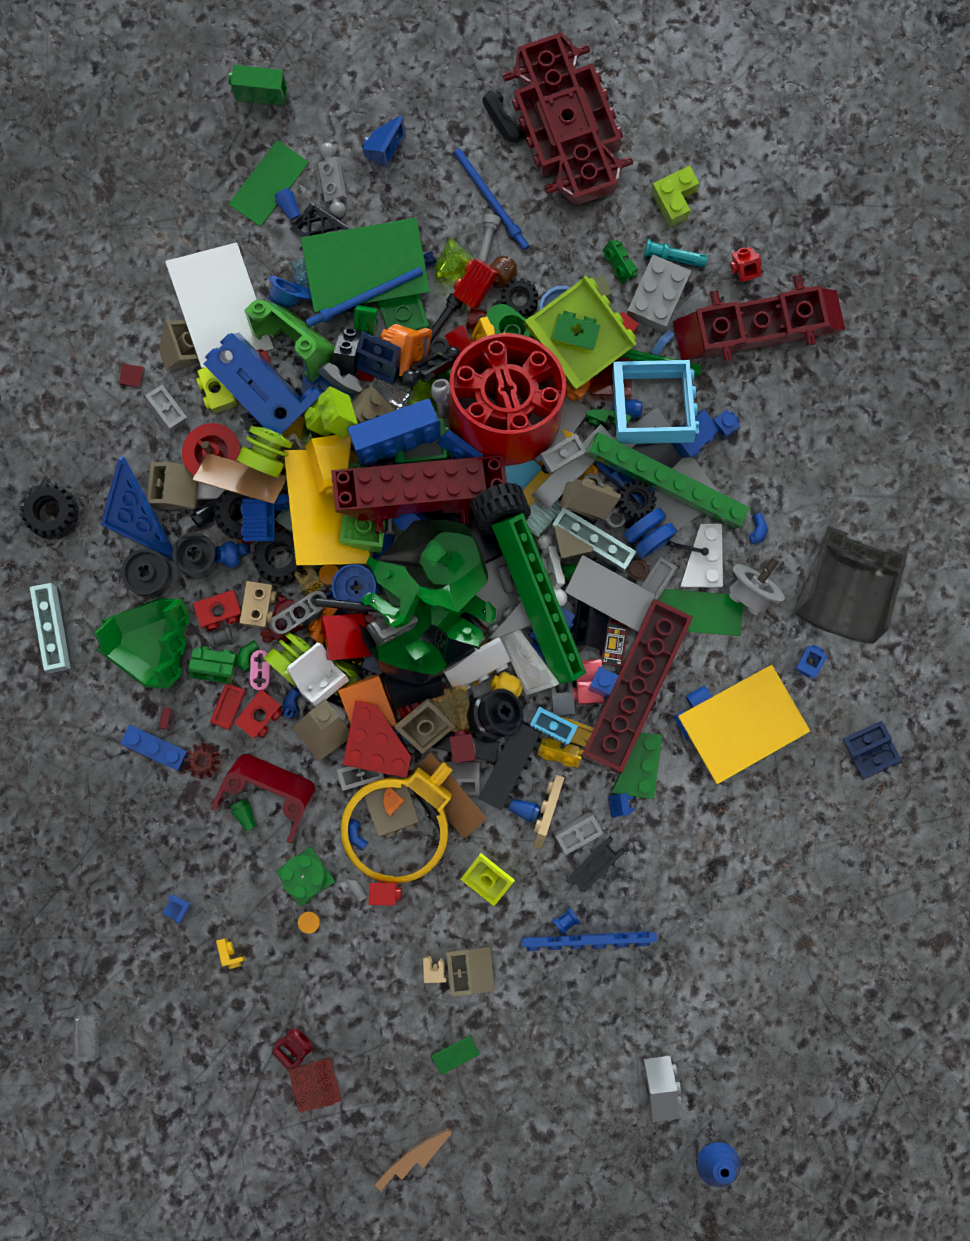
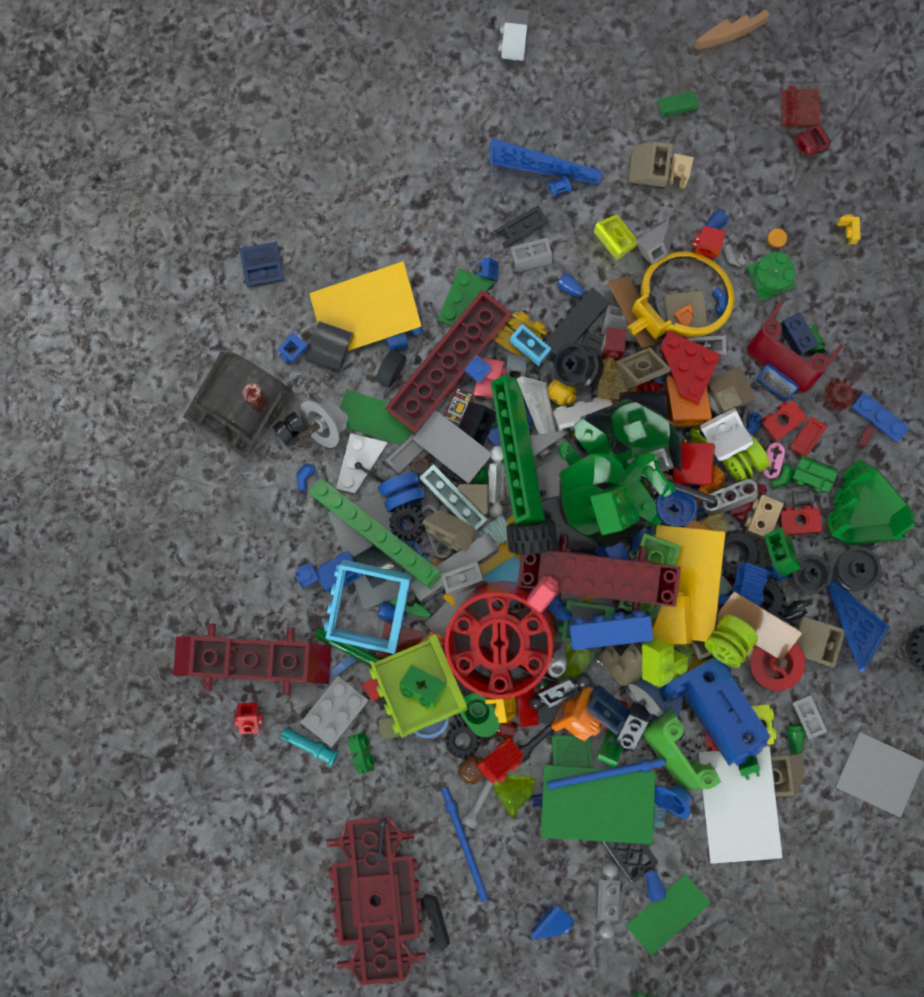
camera: 170 degrees left, 0 degrees up
(81, 372) = (880, 774): none -> light grey piece
(131, 375) = (834, 758): dark red tile -> none
(175, 385) = (796, 738): none -> green cone
(177, 908) = (887, 276): blue panel -> none
(214, 339) = (749, 766): none -> green tile
(230, 566) = (782, 552): none -> green brick
(262, 814) = (798, 334): none -> dark blue bracket
(274, 757) = (777, 382): none -> tile
(381, 923) = (717, 219): none -> blue cone
(419, 557) = (615, 508): none -> green brick
(441, 881) = (656, 242): none -> light grey slope
(474, 446) = (543, 593): none -> coral brick
(547, 809) = (552, 278): tan wing -> none
(574, 157) = (379, 856): none -> black hinge
(670, 194) = (299, 803): lime brick -> none
(698, 665) = (391, 368): none -> black tyre
(772, 674) = (329, 346): none -> black slope
(788, 574) = (289, 429): none -> black wheel
(835, 602) = (257, 394): none -> clear red wheel

